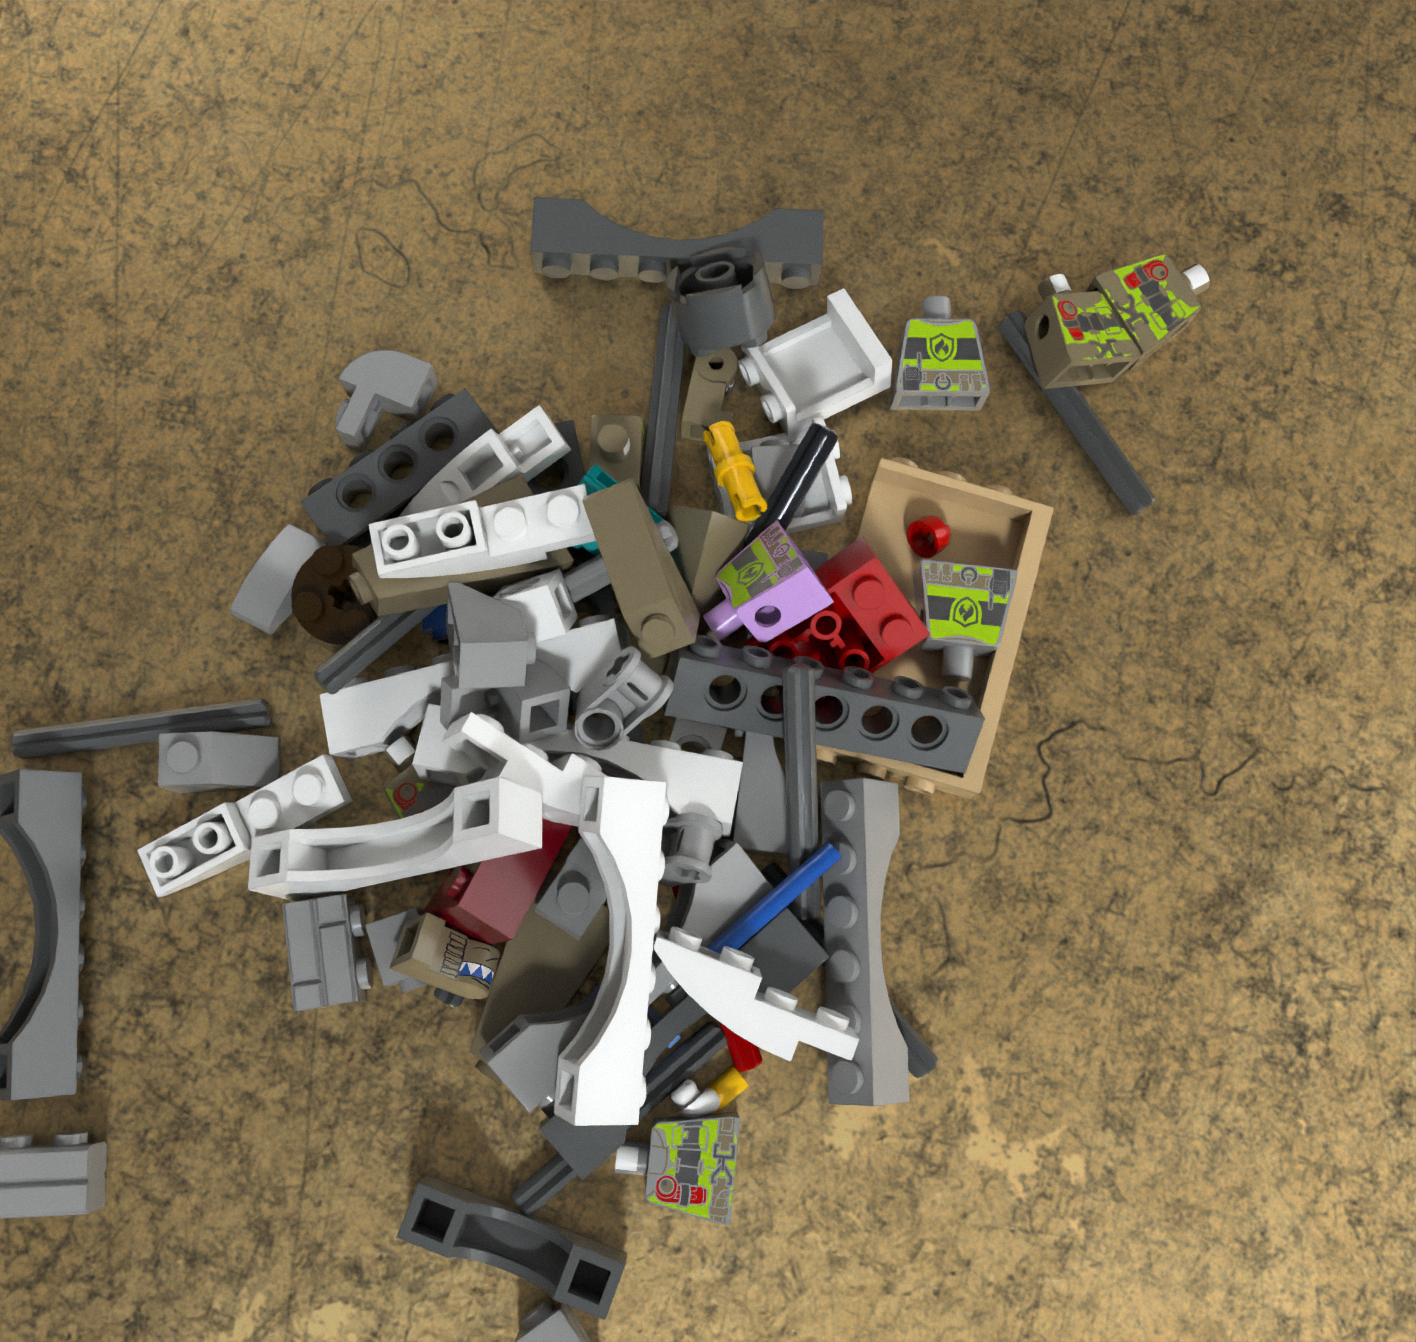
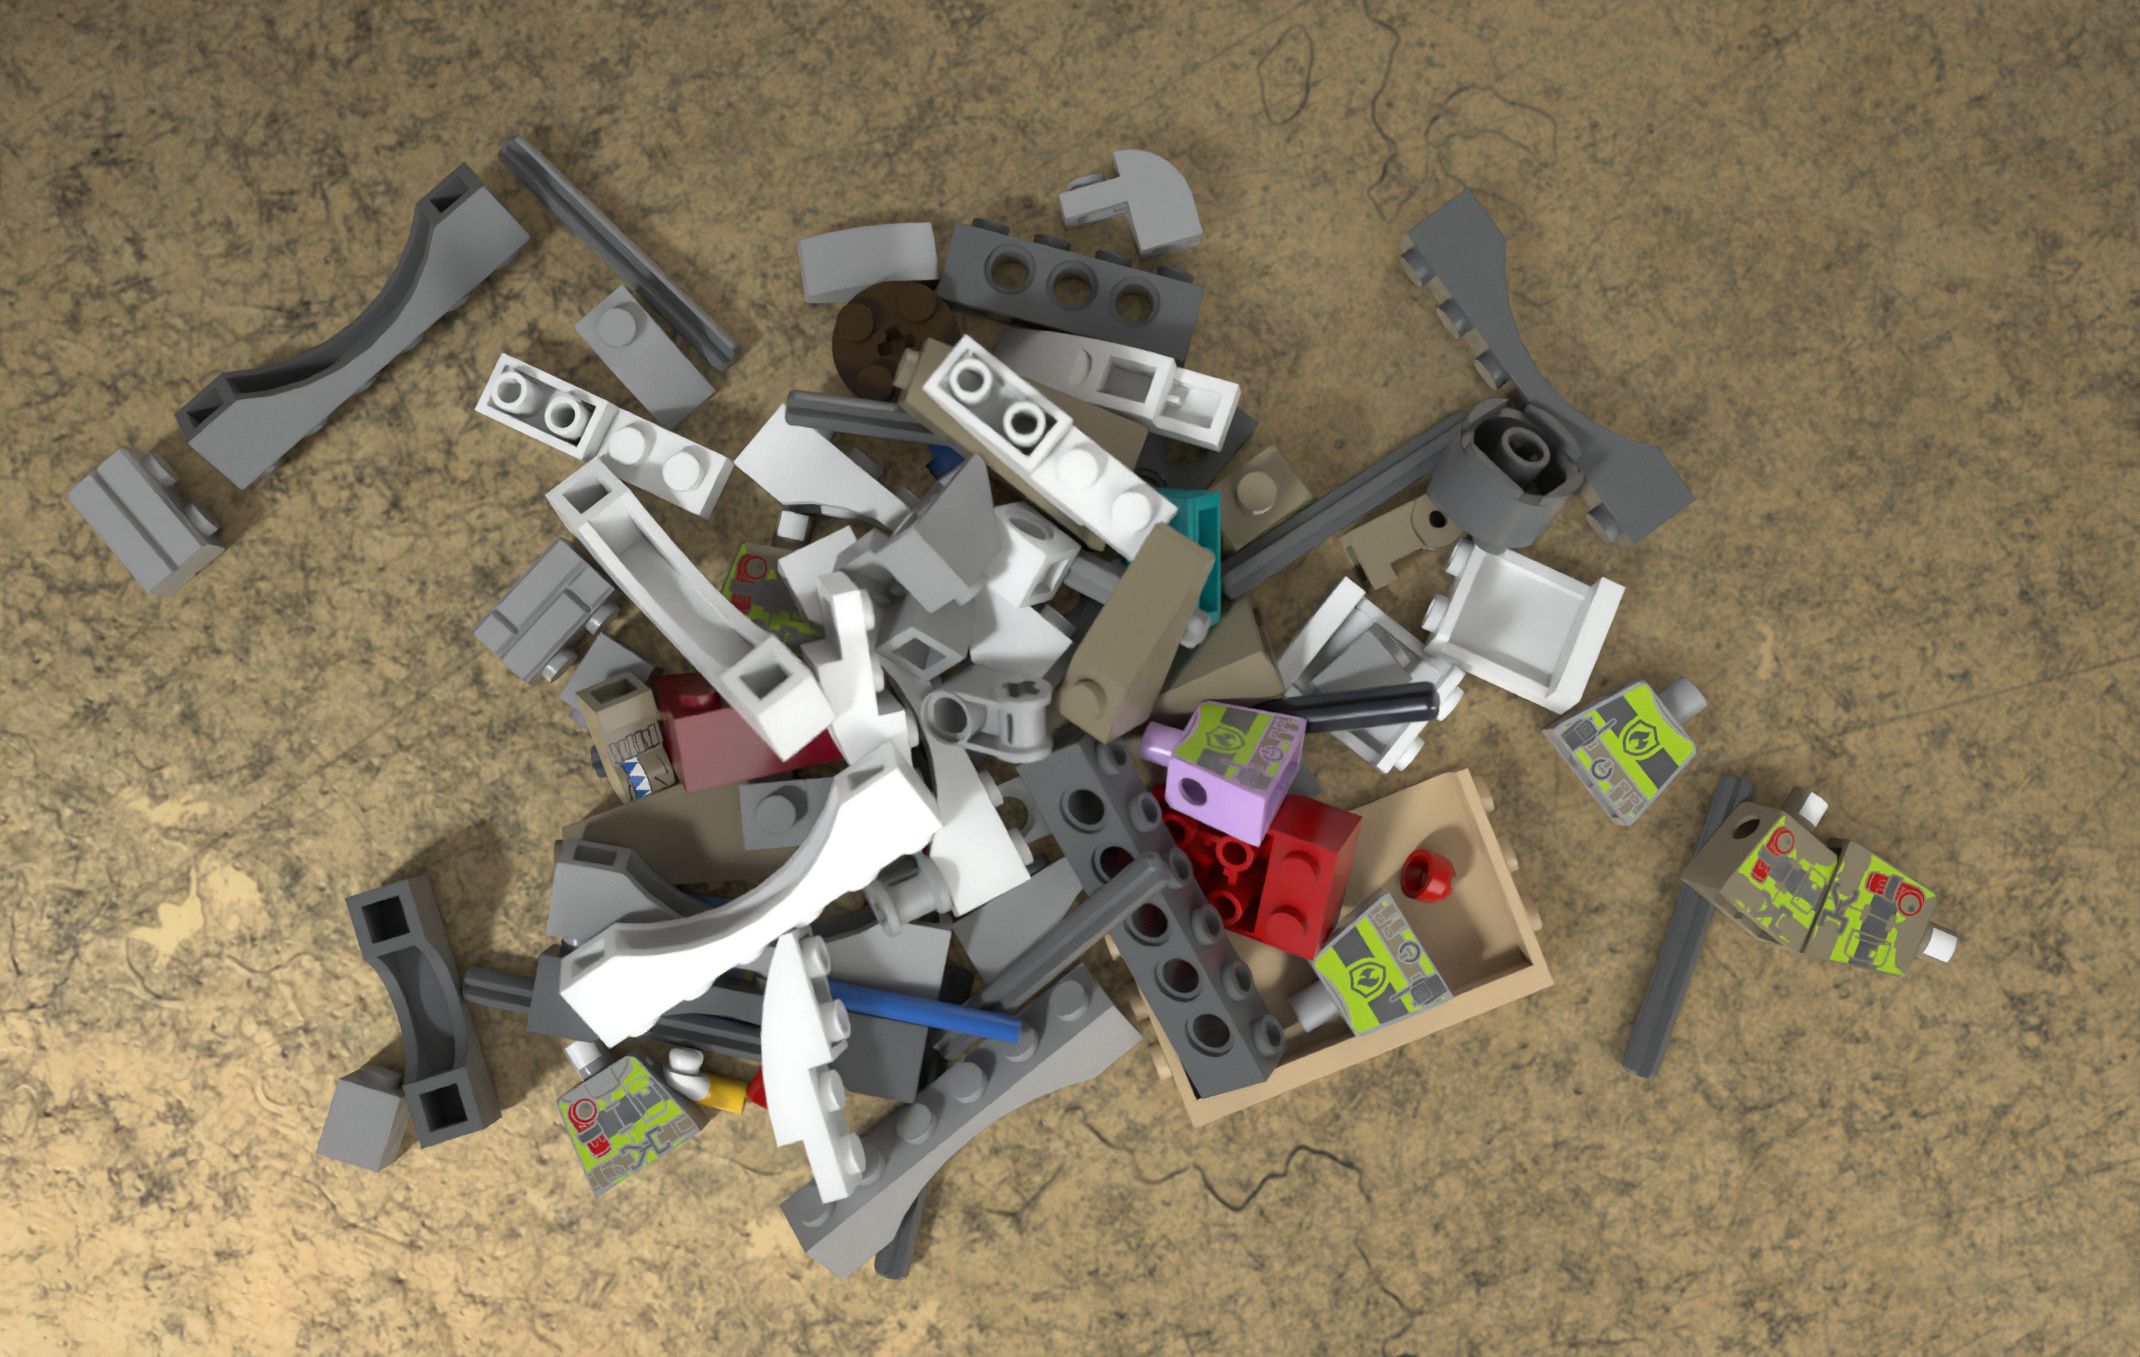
camera: 60 degrees right, 10 degrees up
(734, 471) = (1327, 635): yellow pin -> none

